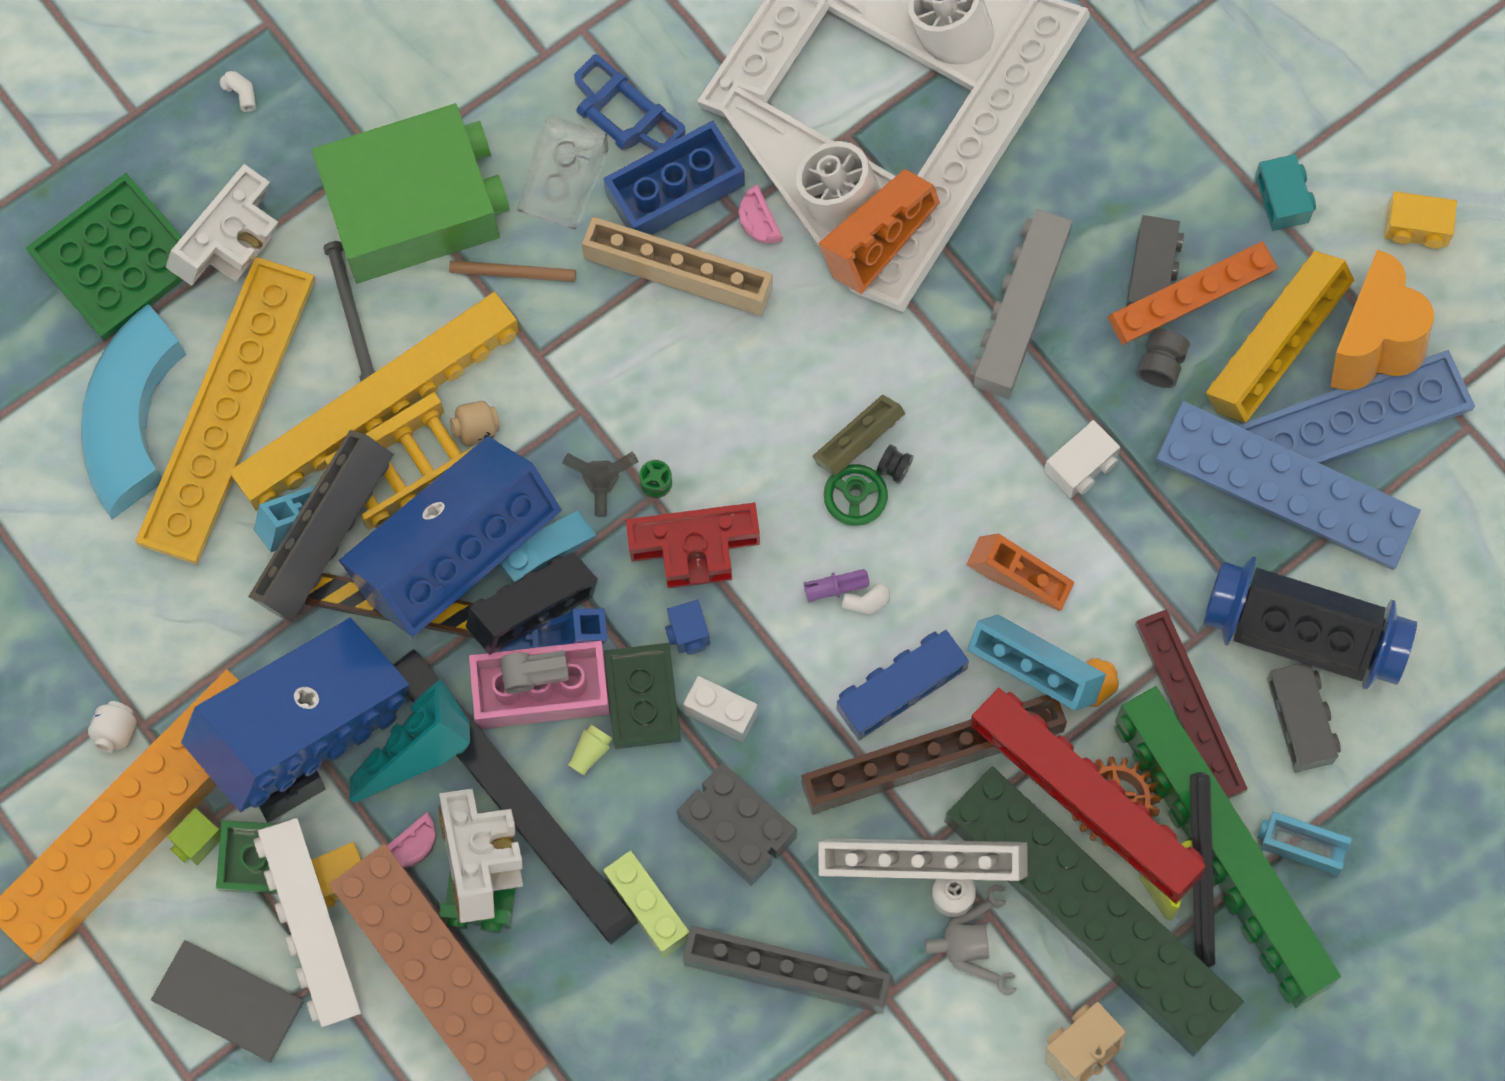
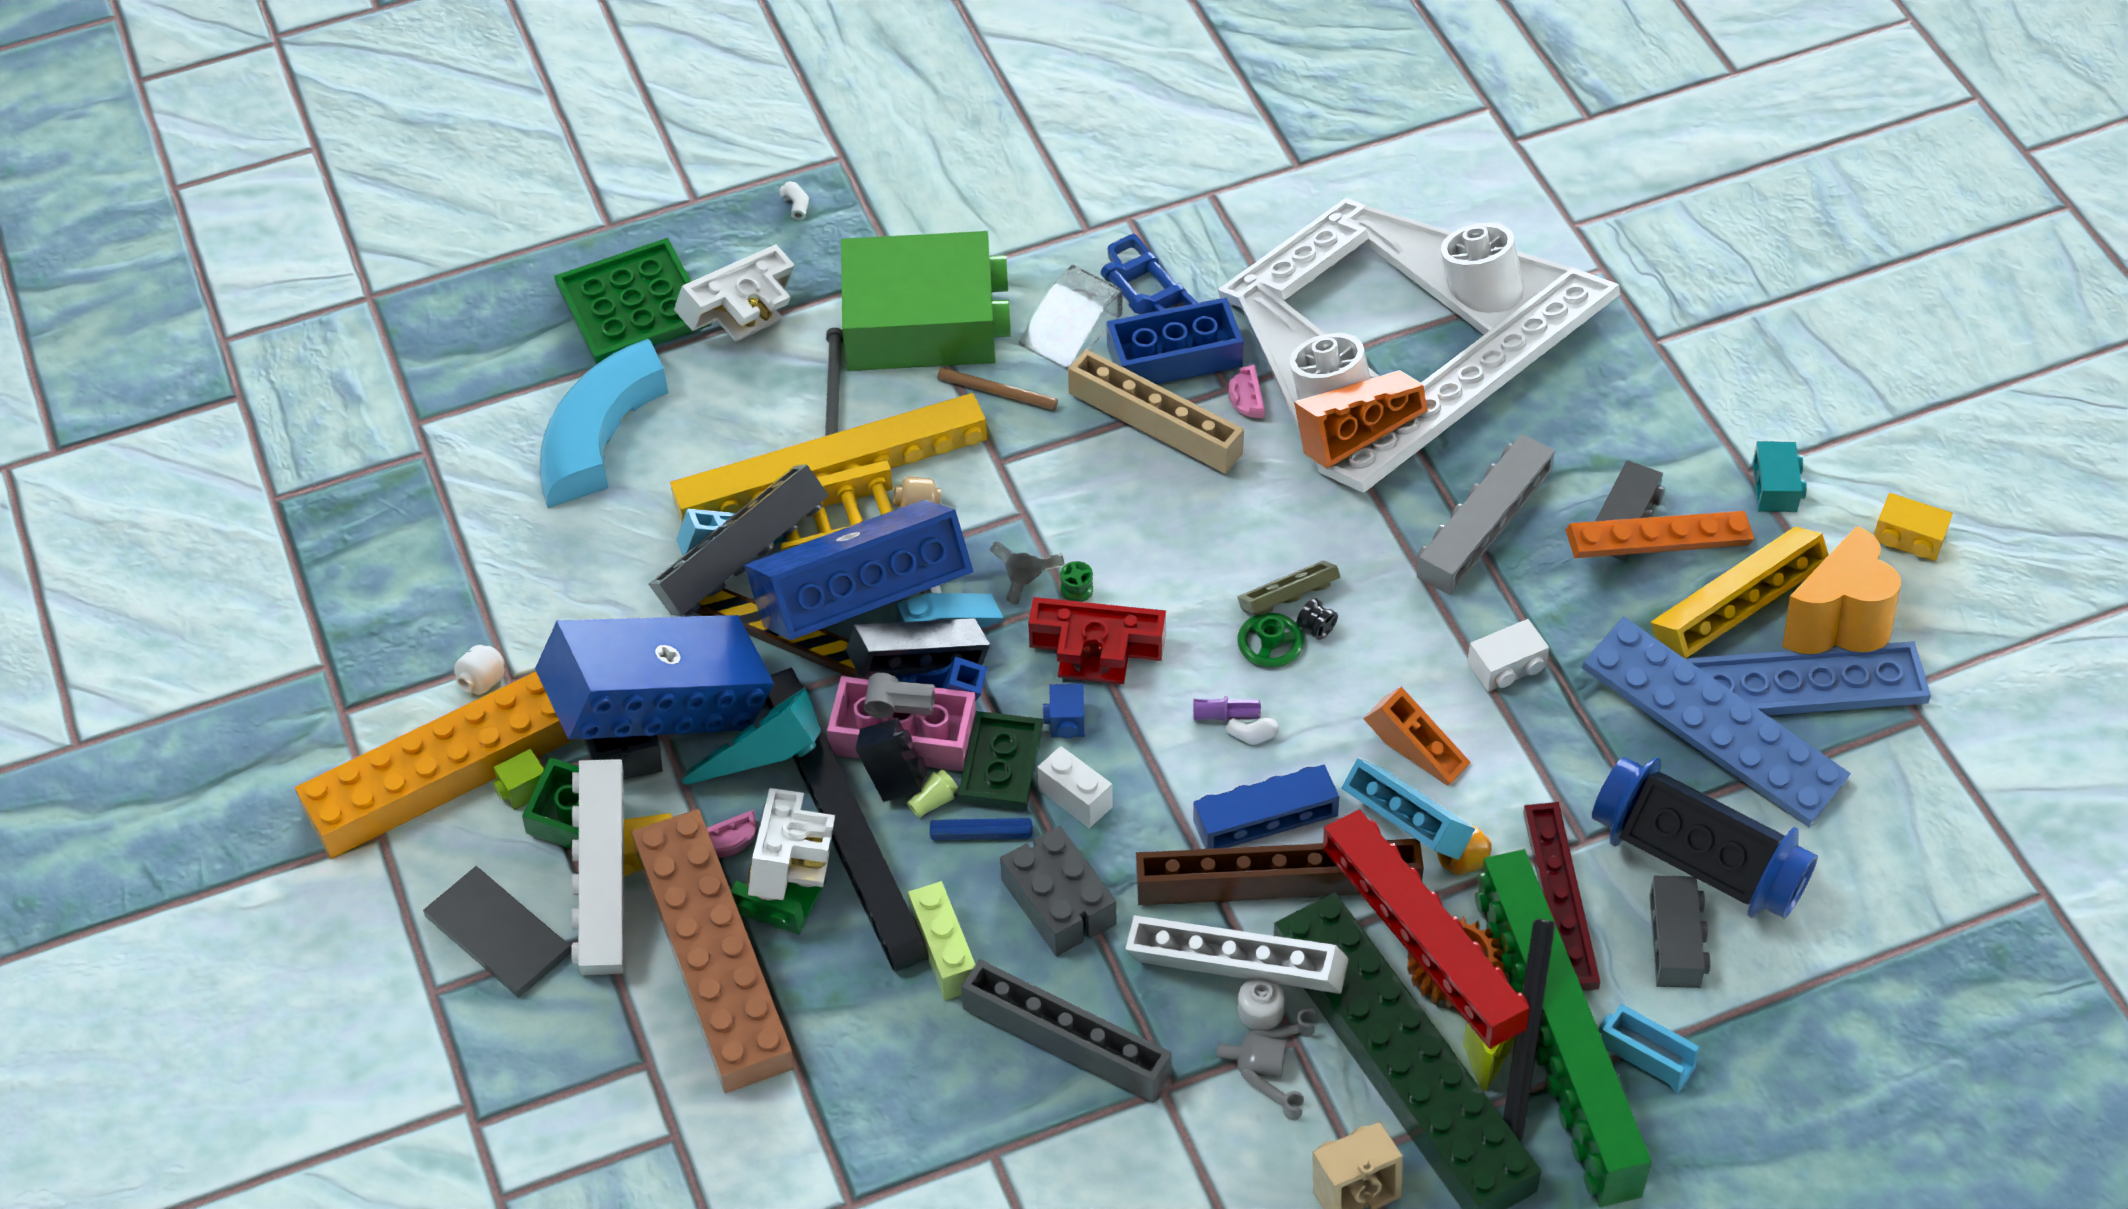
camera: 15 degrees right, 20 degrees down
(225, 411) = (685, 441): yellow plate -> none
(544, 733) = (891, 760): none -> black brick
(644, 773) = (981, 829): none -> blue axle
(1163, 358) = (1615, 586): dark grey wheel -> none

